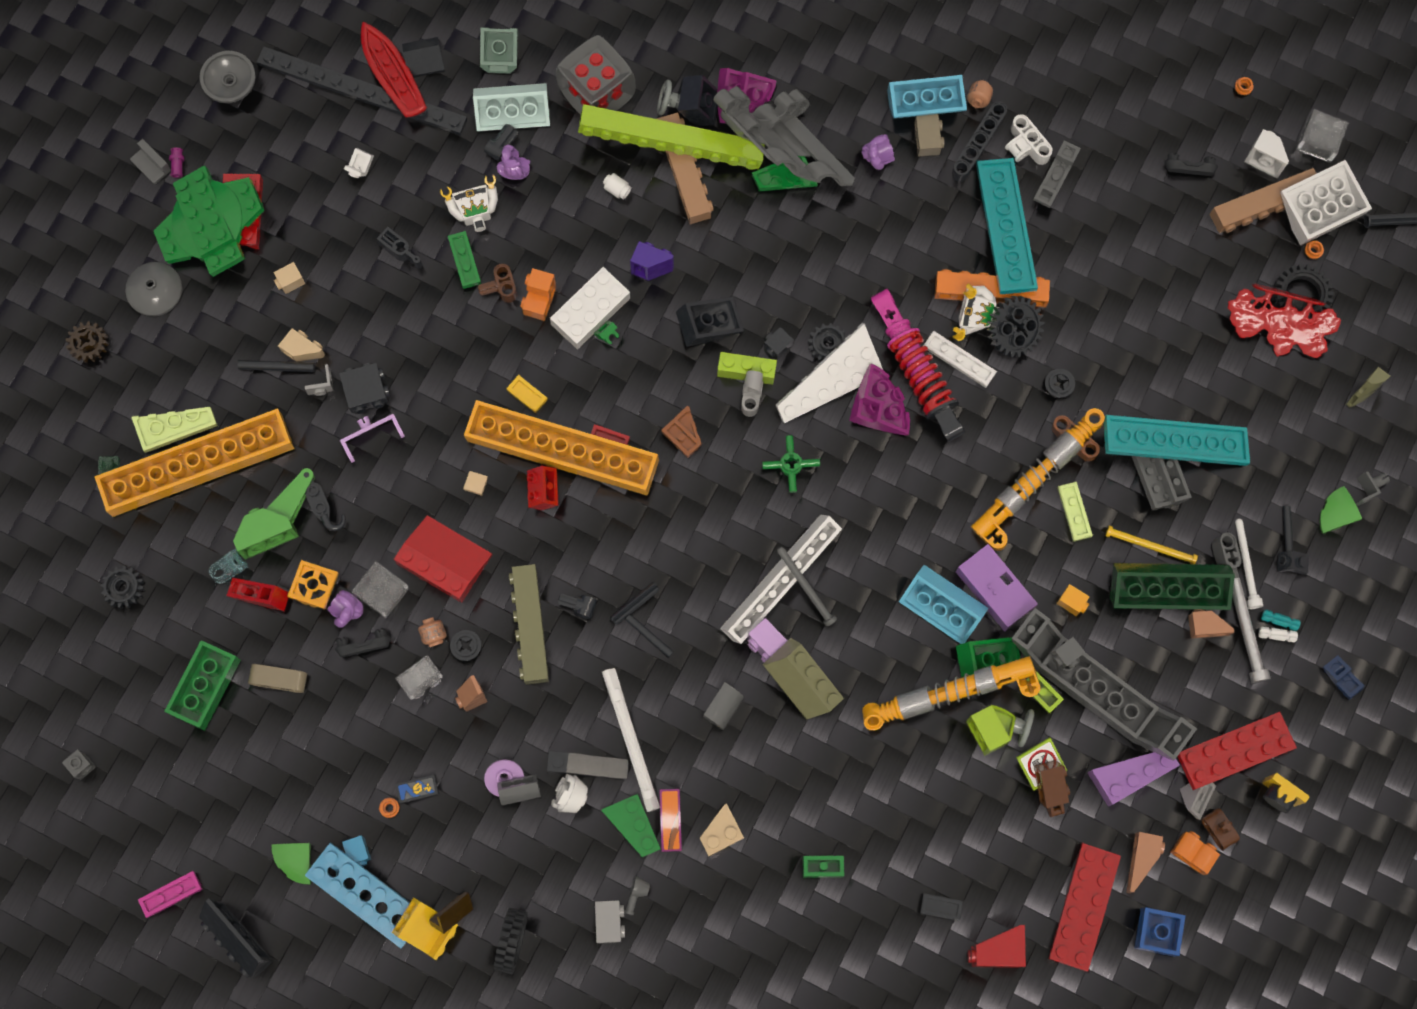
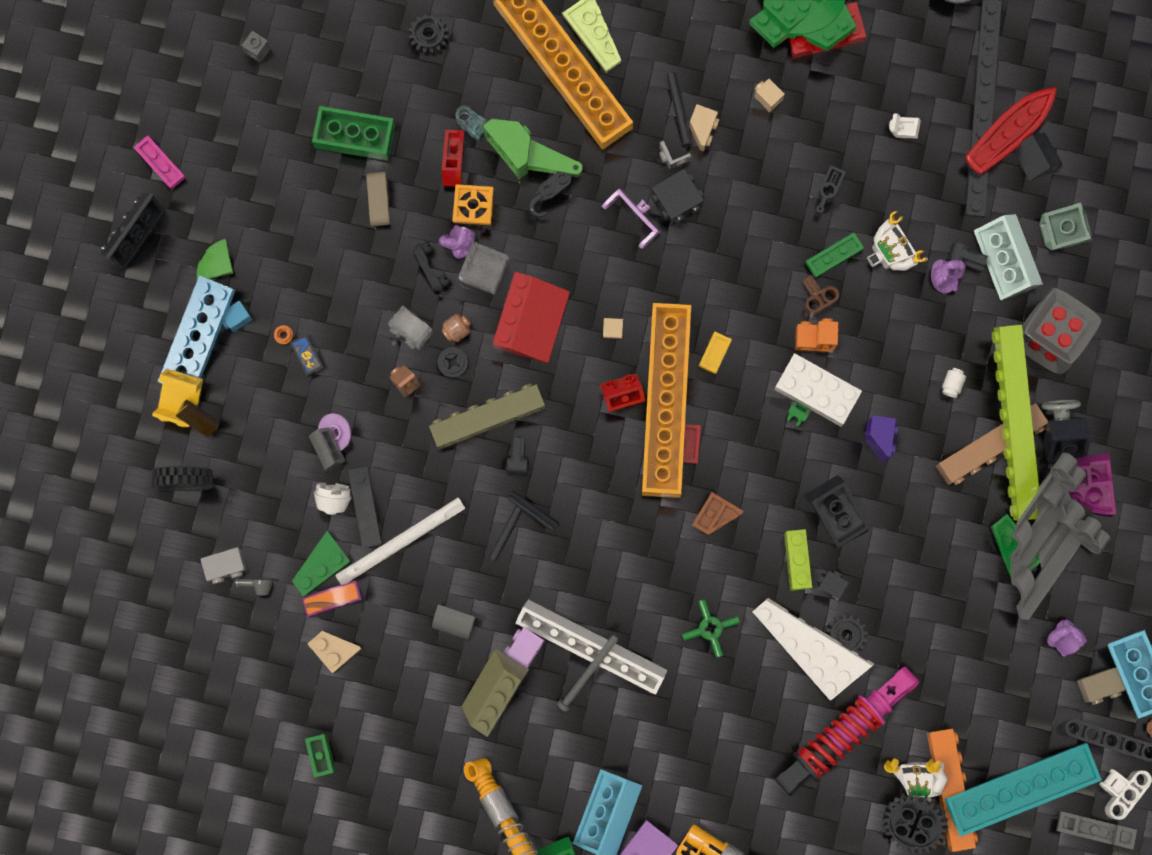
camera: 80 degrees right, 5 degrees up
(752, 392) = (774, 571): light grey piece -> none
(880, 404) = (797, 703): magenta brick -> none
(960, 359) = (867, 773): white tile -> none

